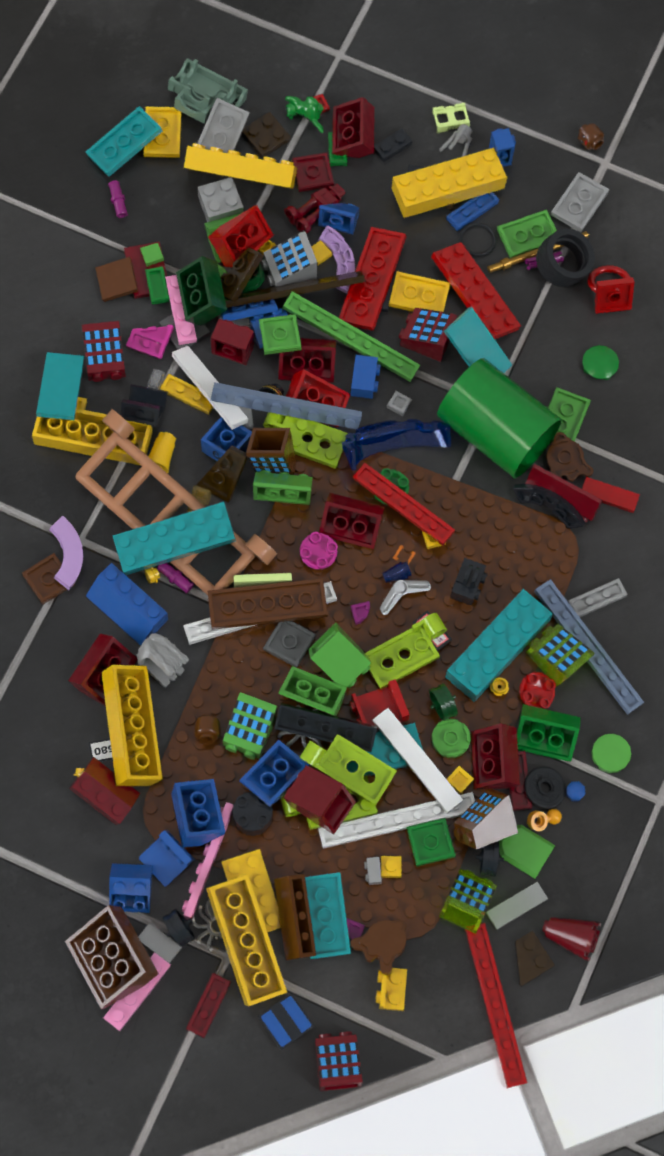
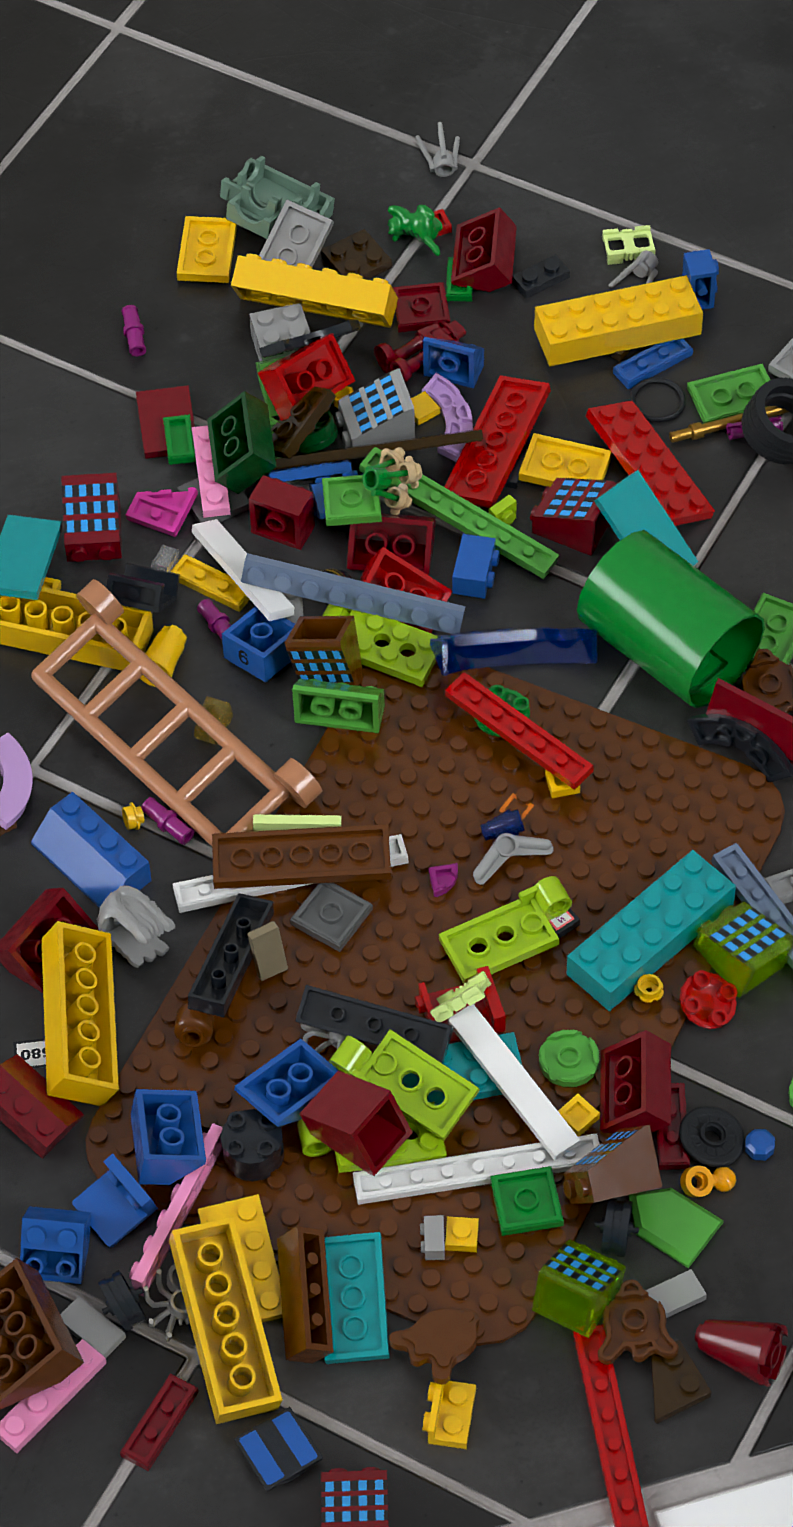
camera: 10 degrees right, 15 degrees down
(116, 279) = (121, 430): reddish brown tile -> none
(124, 141) = (149, 257): teal plate -> none
(152, 254) = (175, 399): bright green tile -> none
(174, 538) = (169, 759): teal brick -> none
(195, 424) = (217, 621): none -> magenta pin
(225, 474) = (255, 681): dark brown wing -> none
(227, 679) = (229, 956): none -> black piece
(234, 211) = (301, 341): none -> black tile
(250, 726) = (259, 1018): slope -> none
(251, 675) = (267, 951): none -> dark tan tile
(298, 322) = (380, 476): none -> plant
(313, 691) = (359, 976): bright green slope -> none
(318, 551) = (385, 792): dark pink dish -> none
(319, 56) = (443, 162): none -> light grey plant
(339, 656) = (406, 933): bright green slope -> none
(351, 520) = (438, 753): dark red slope -> none
(354, 929) = (397, 1320): magenta tile -> none
(380, 702) = (457, 1000): none -> yellowish green piece
(381, 333) = (505, 510): none -> lime plate
(399, 403) = (524, 606): light grey tile -> none
(443, 702) = (559, 1001): dark green wheel -> none
(468, 582) = (610, 842): black brick -> none
(505, 924) = (635, 1325): none -> reddish brown tile
(547, 732) = (719, 1058): green slope -> none

